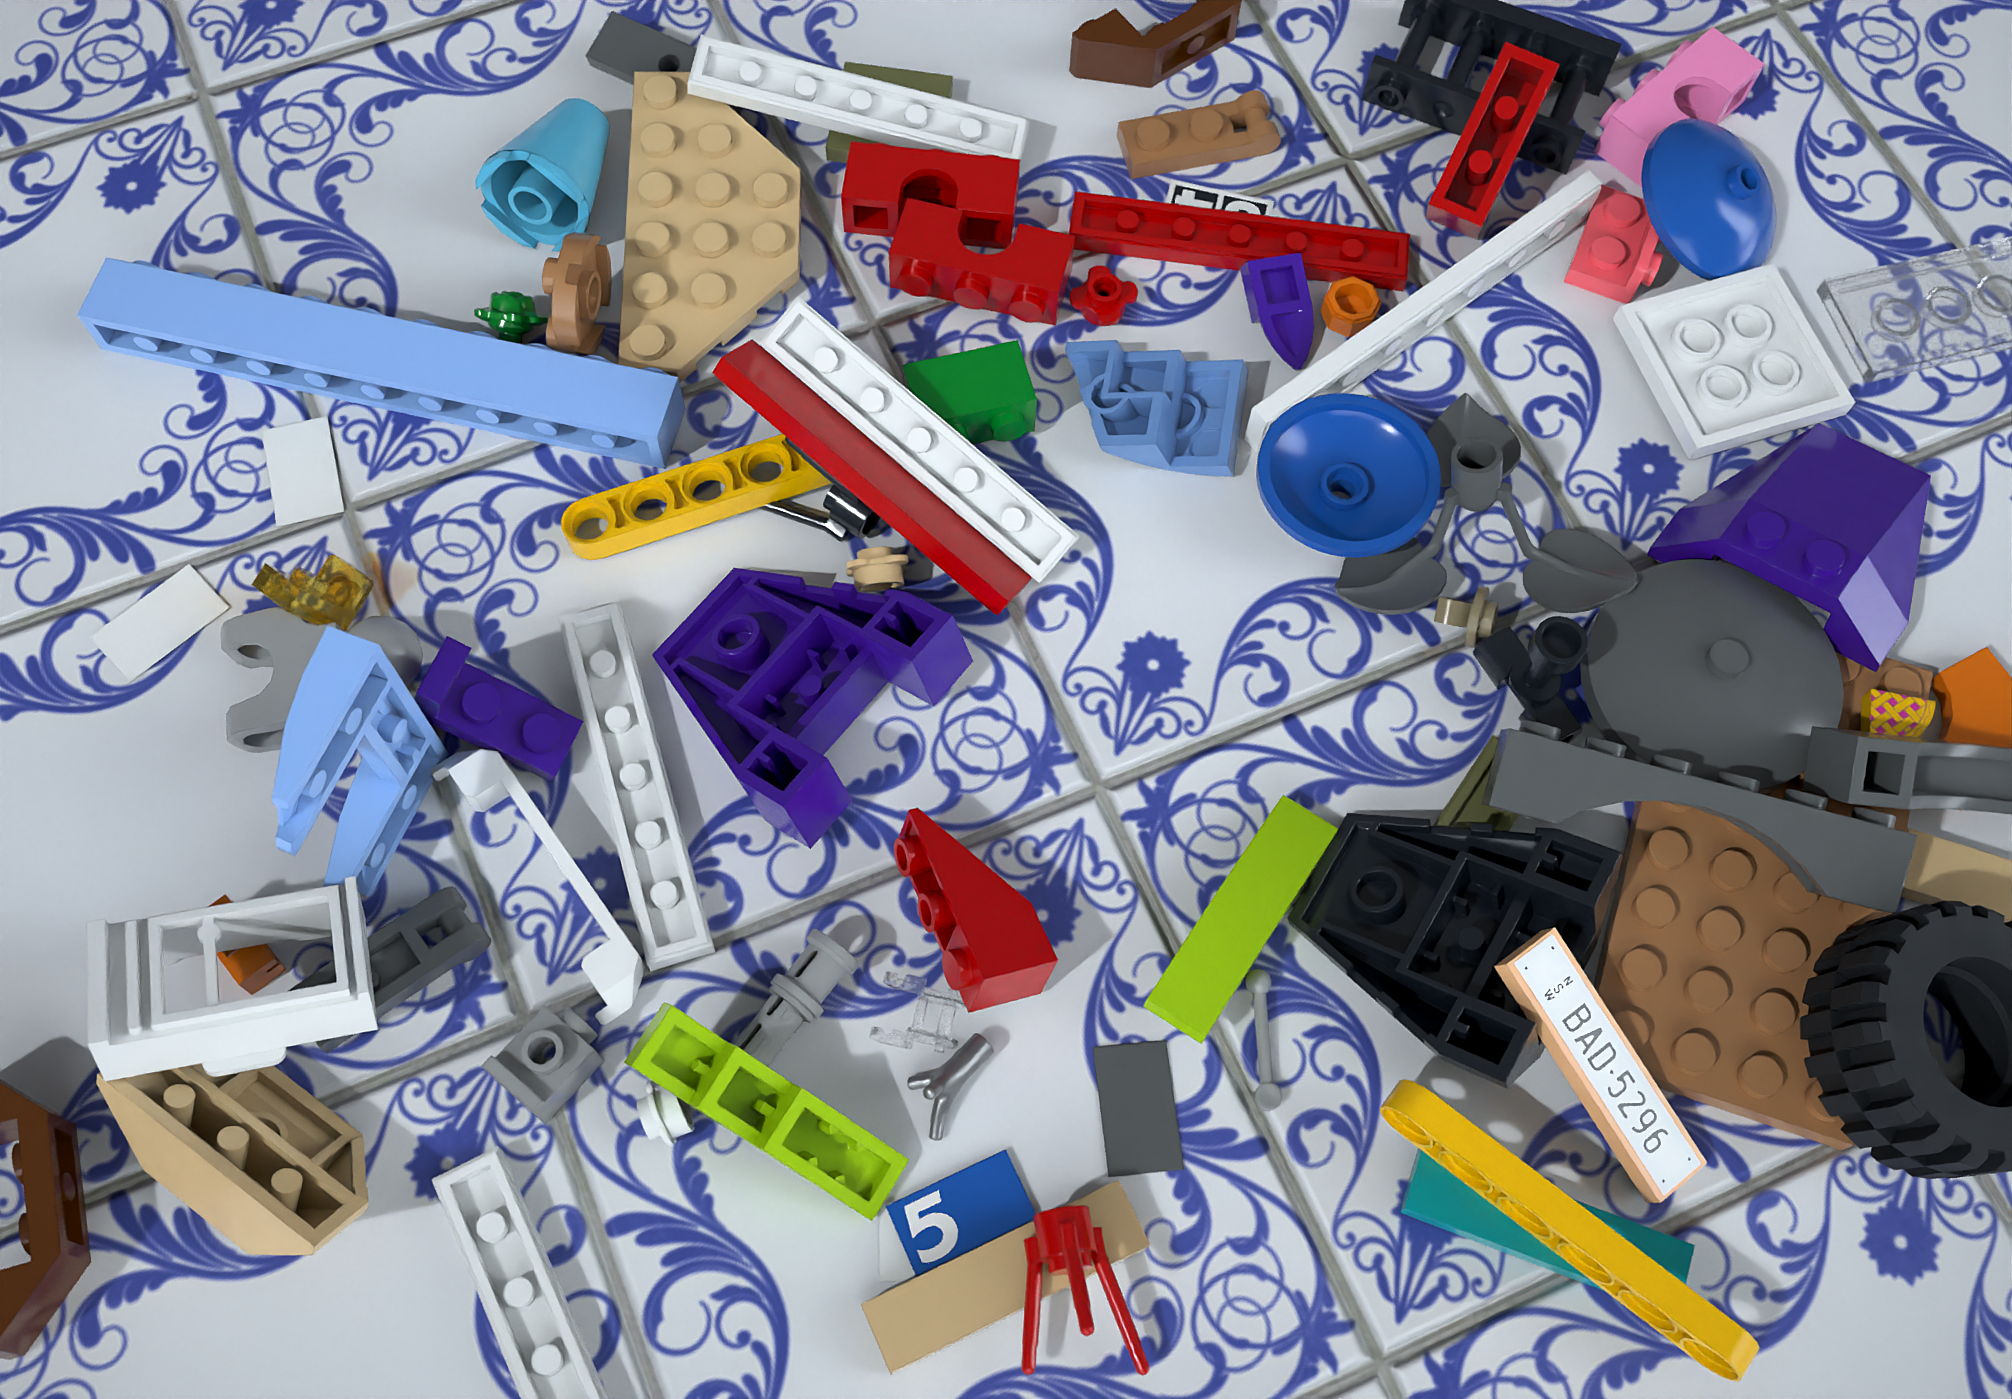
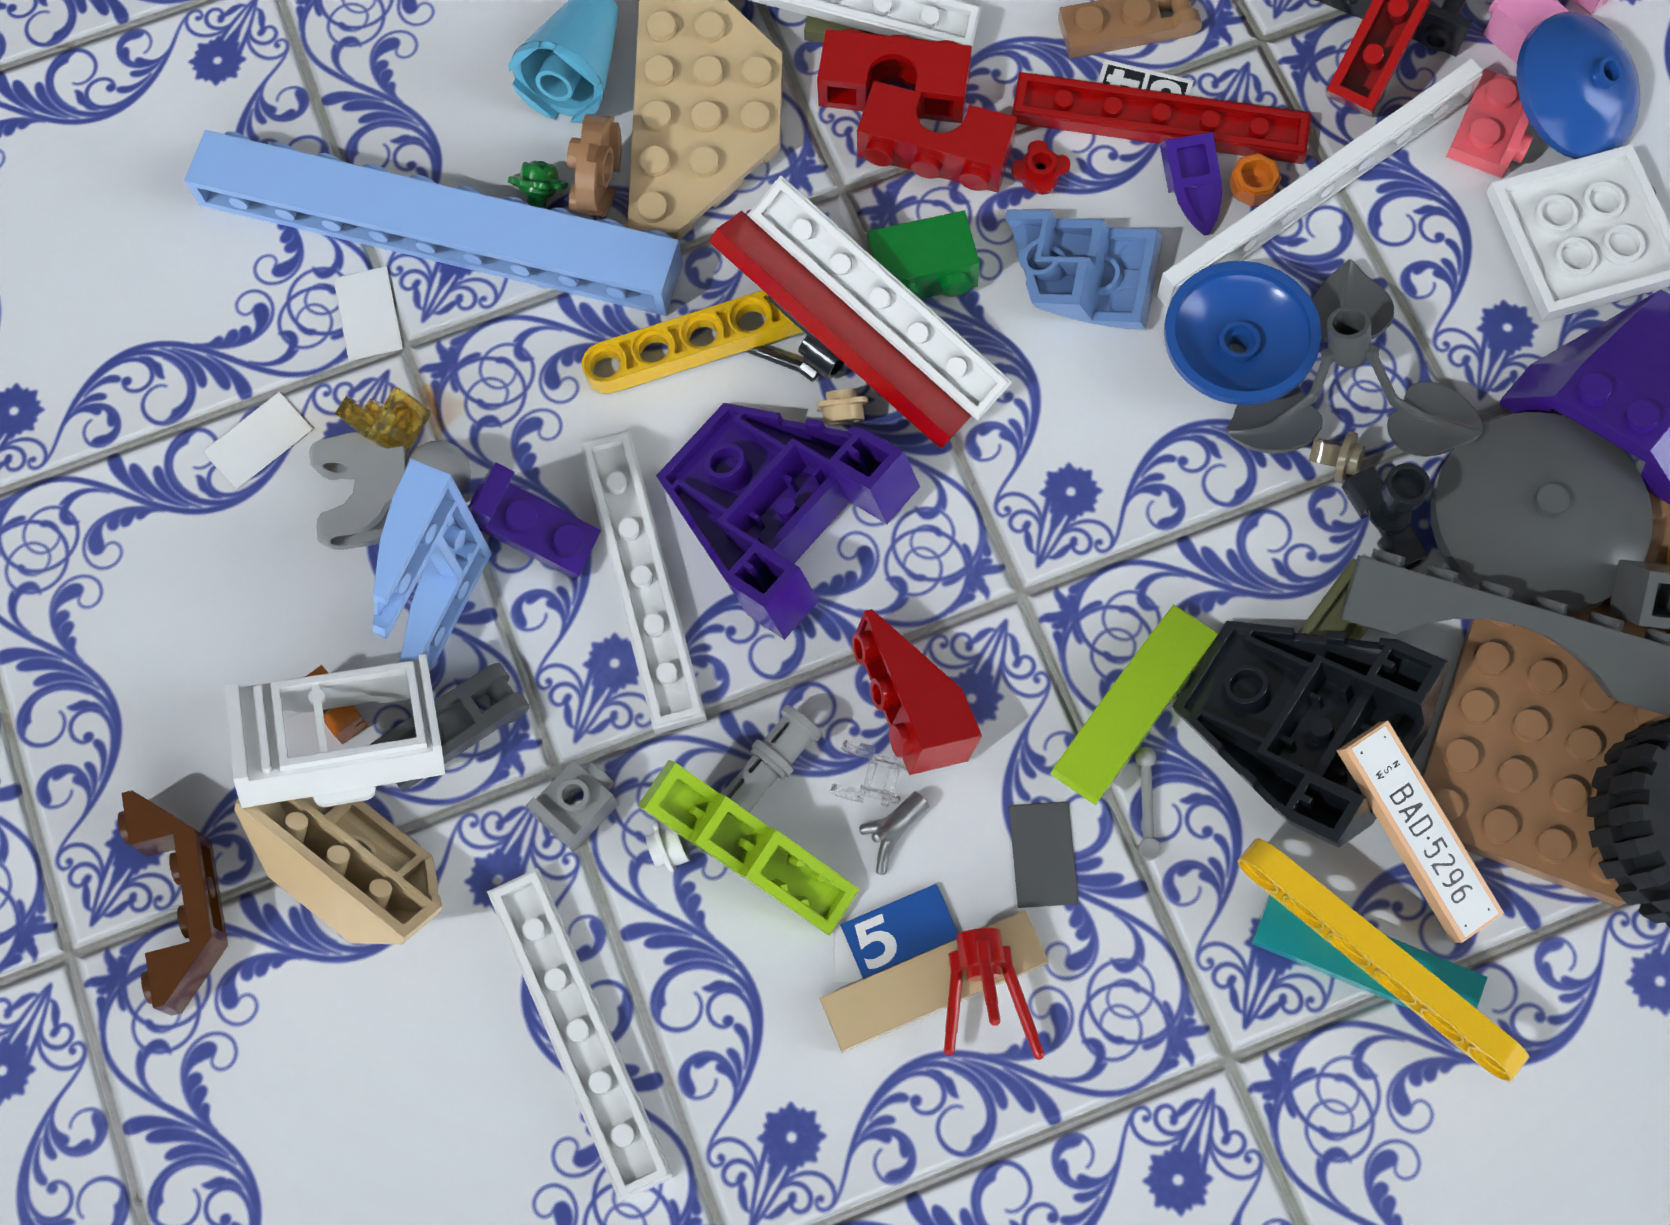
camera: 10 degrees right, 5 degrees up
(613, 966) = (628, 729): white piece -> none

